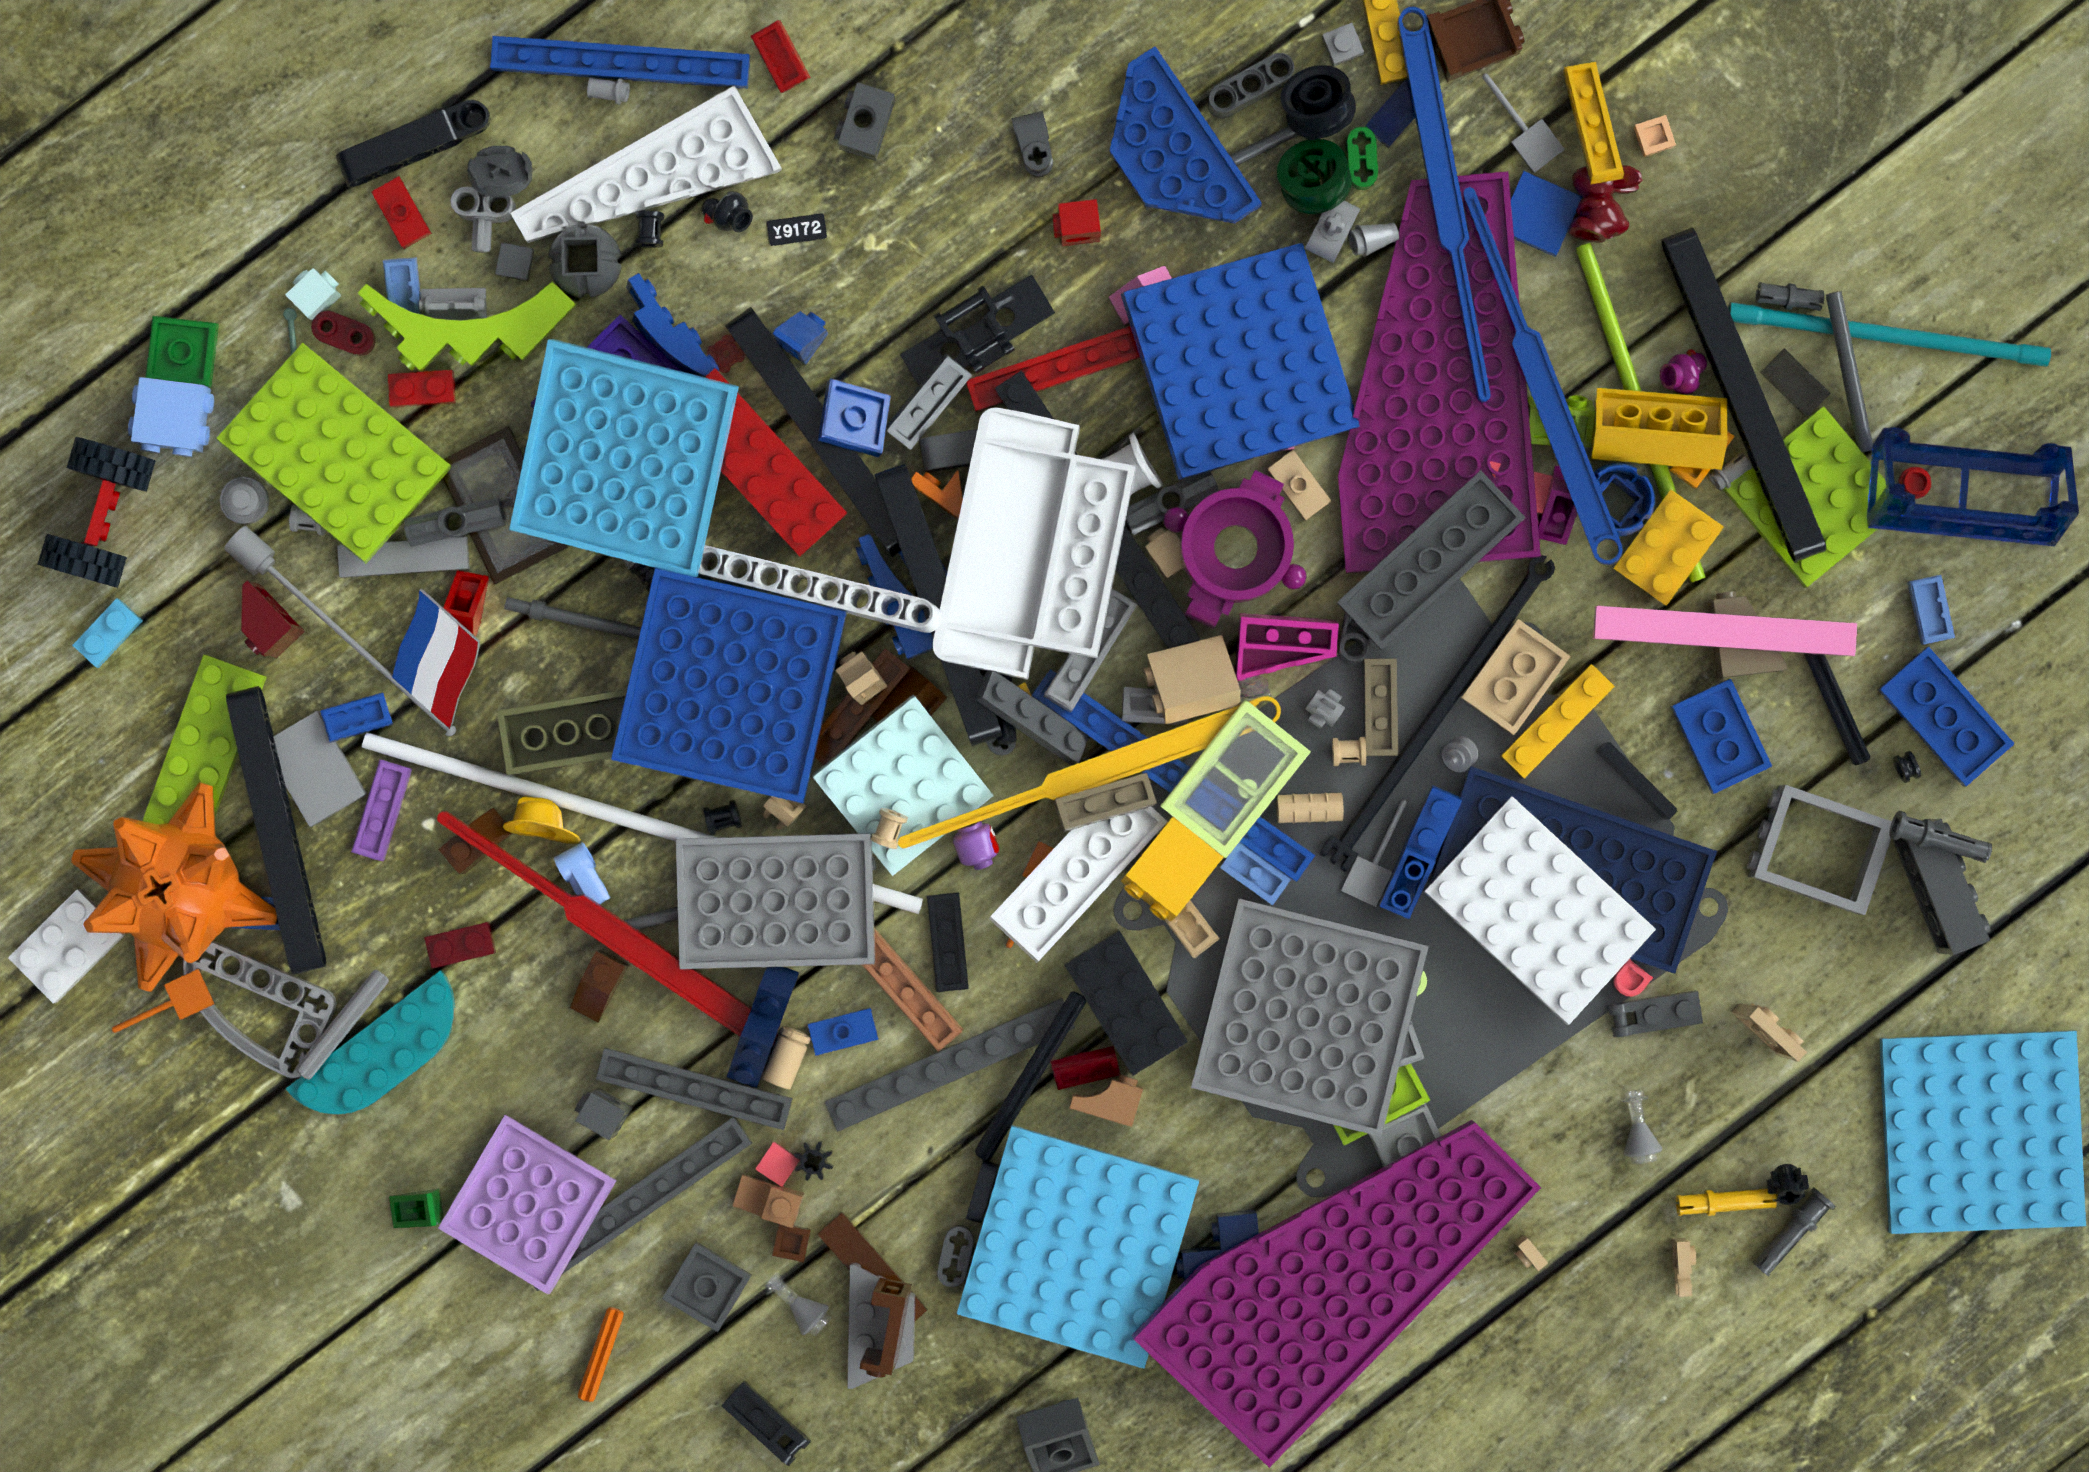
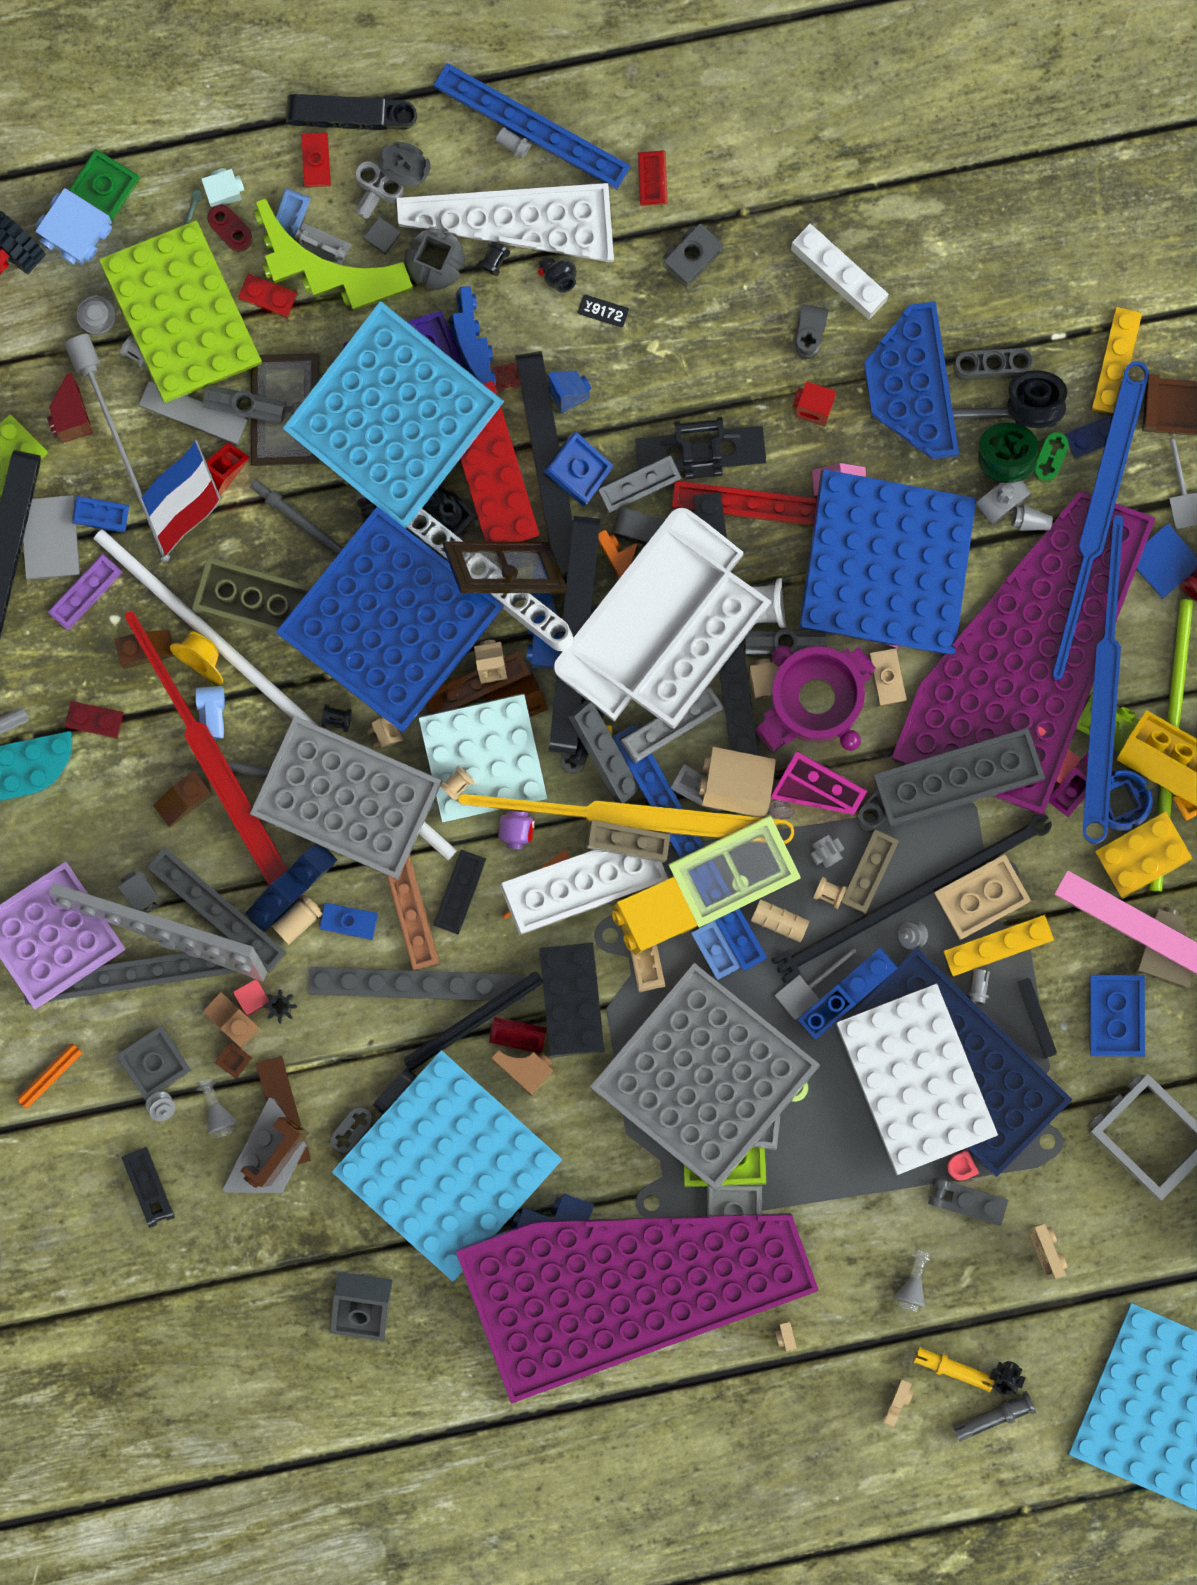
camera: 20 degrees right, 5 degrees down
(652, 1145) = (170, 934): none -> light grey wing
(735, 532) = (449, 510): none -> black connector
(736, 1330) = (160, 1106): none -> light grey wheel
(827, 568) = (504, 567): none -> dark brown door
(1034, 63) = (839, 271): none -> white brick
(1342, 44) = (1077, 366): light grey plate -> none
(1558, 776) = (979, 986): none -> light grey pin

